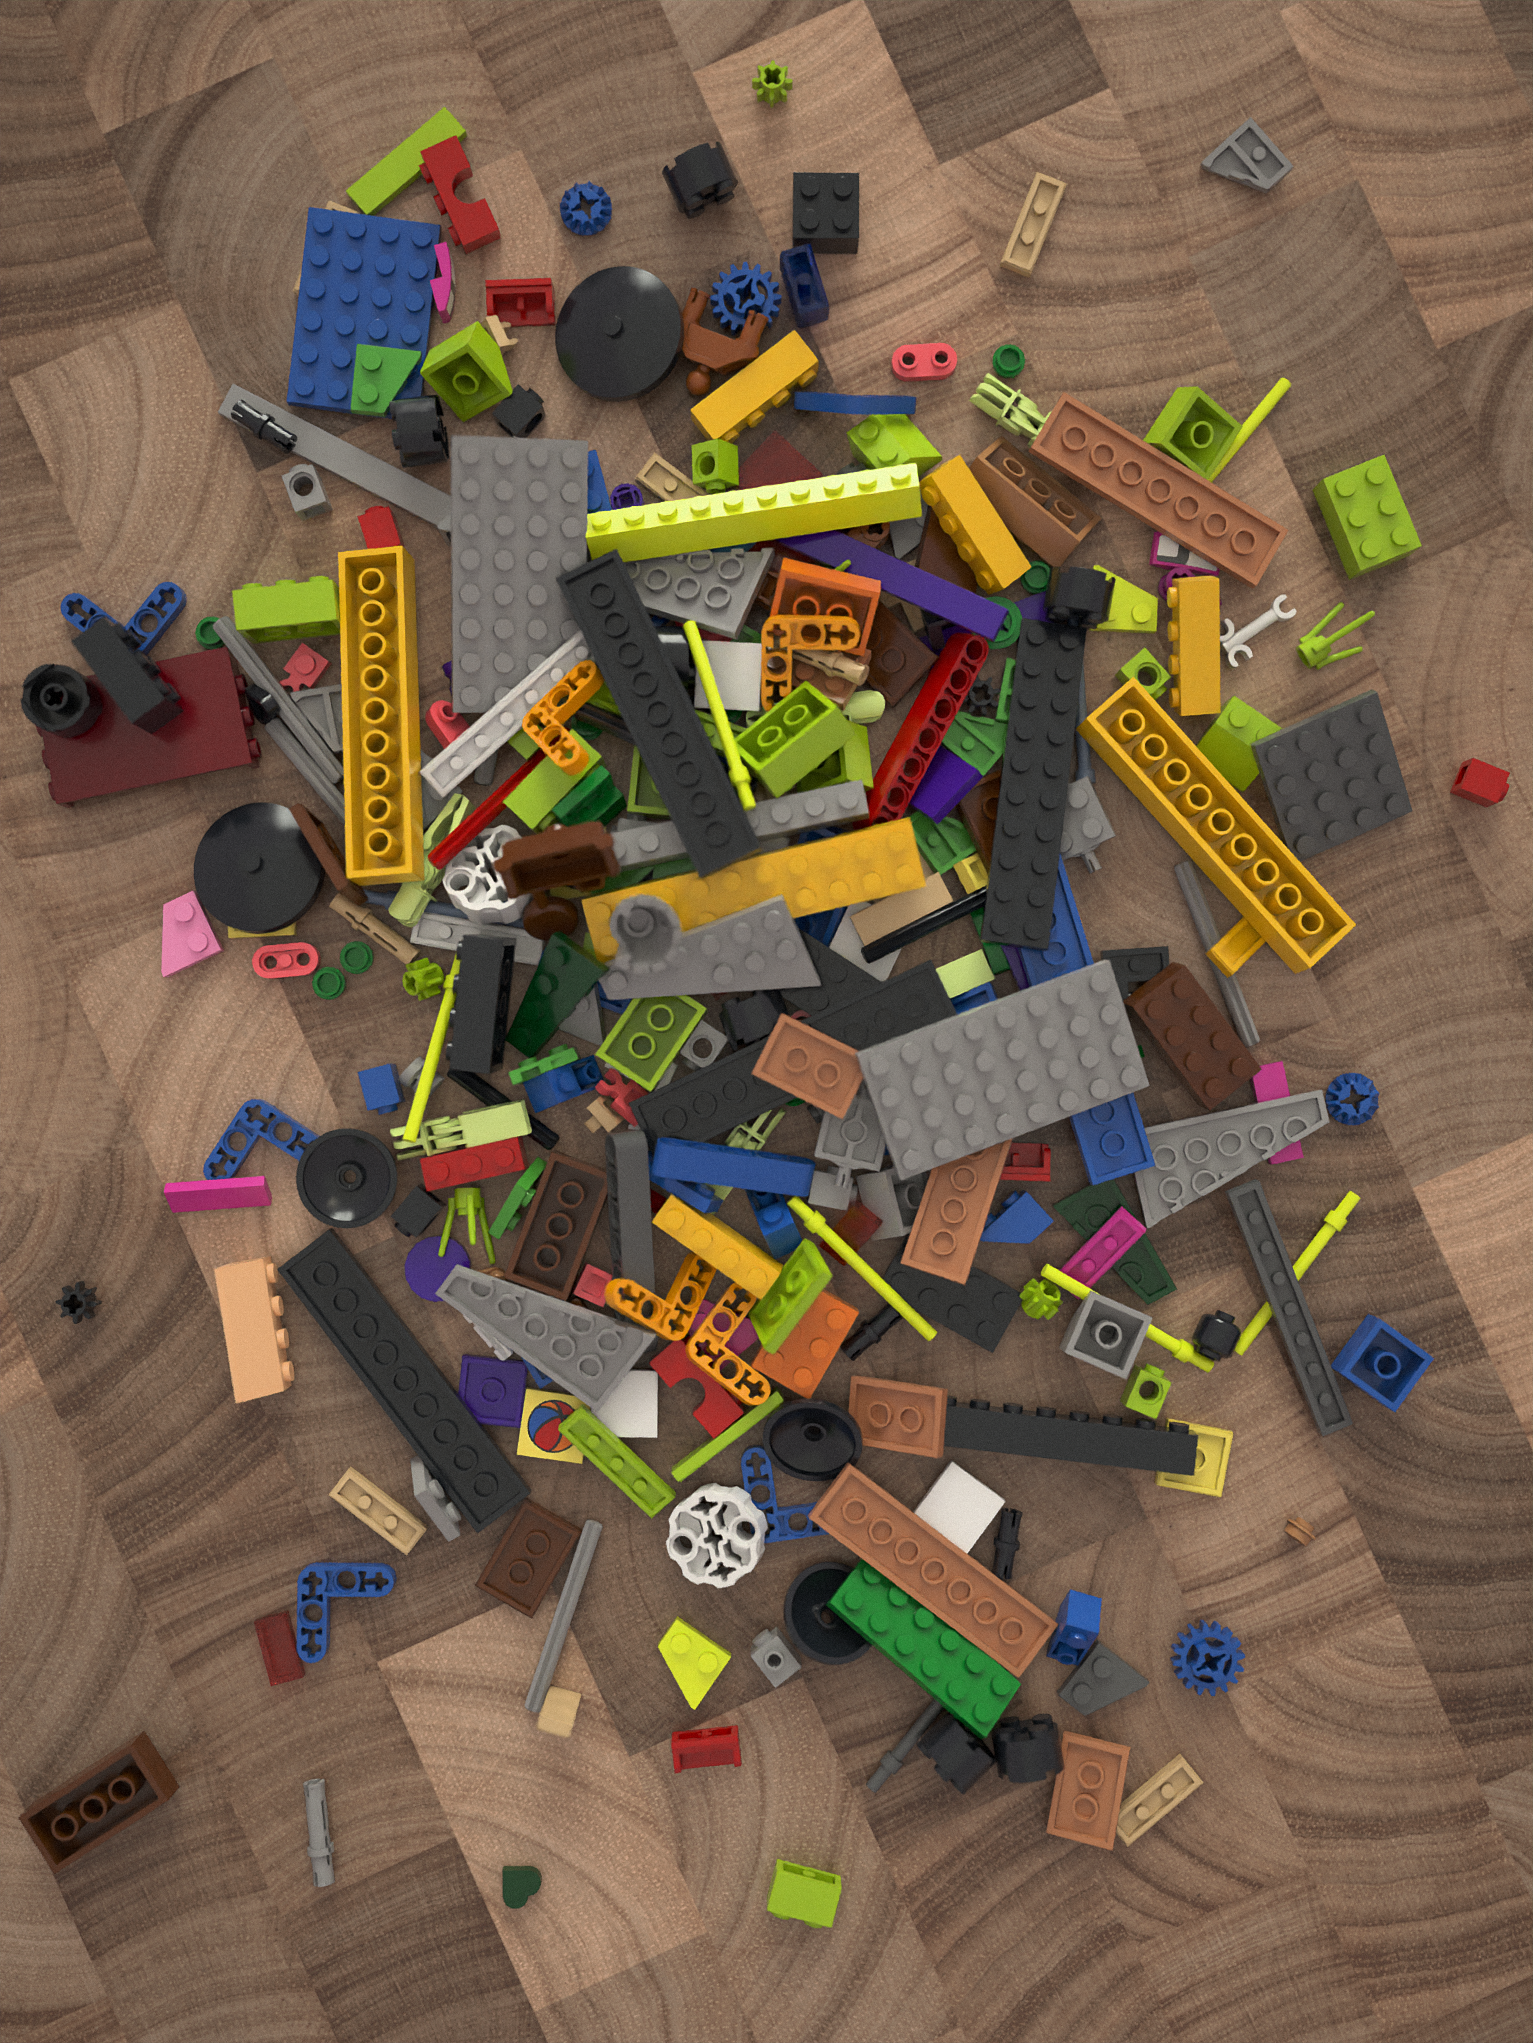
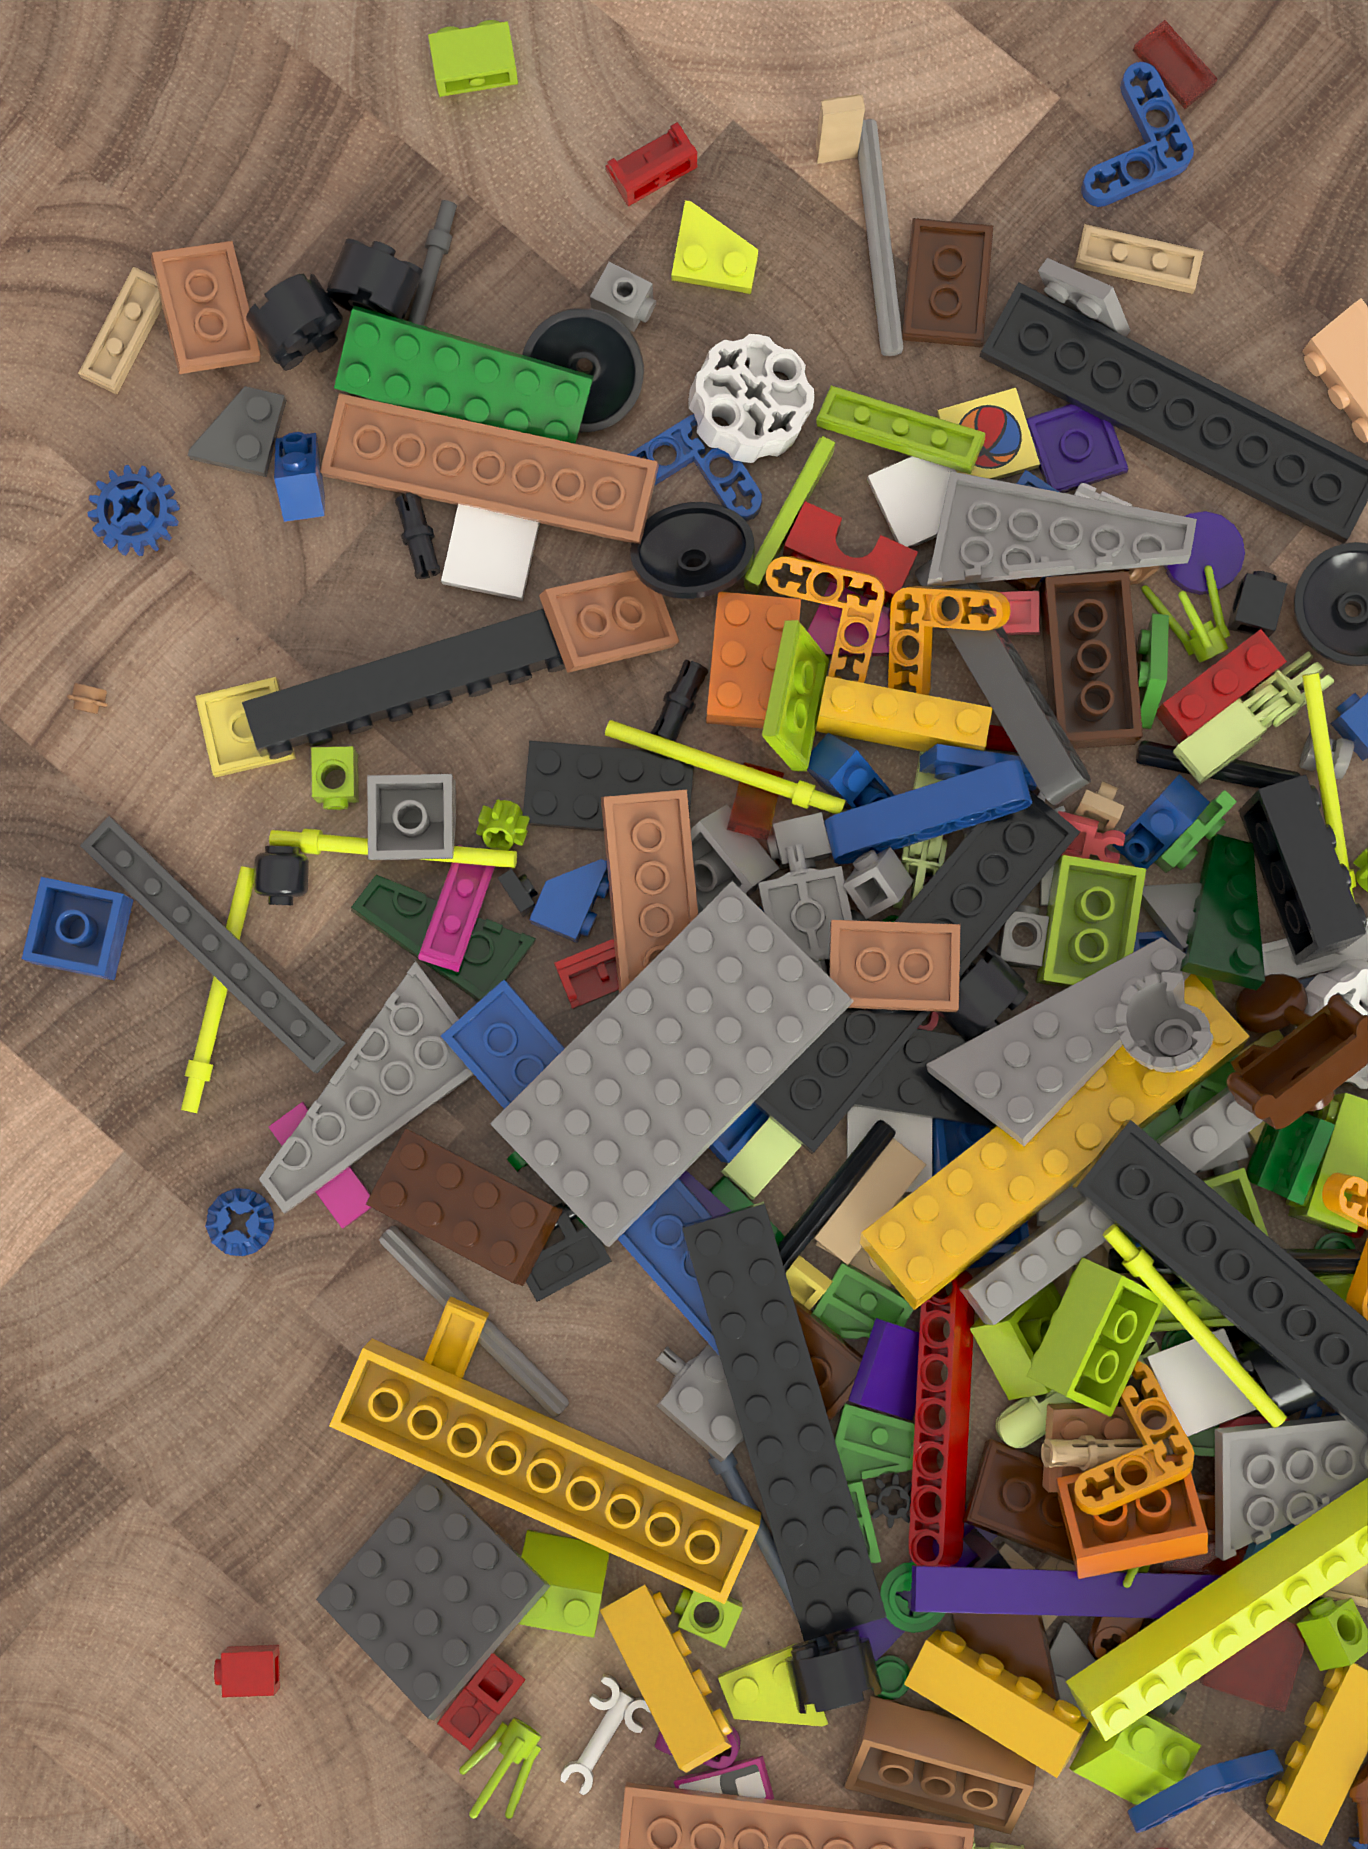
camera: 160 degrees right, 5 degrees down
(792, 1133) = (877, 881): none -> light grey brick
(1050, 1245) = (519, 890): none -> black plate
(1327, 689) = (480, 1701): none -> red slope

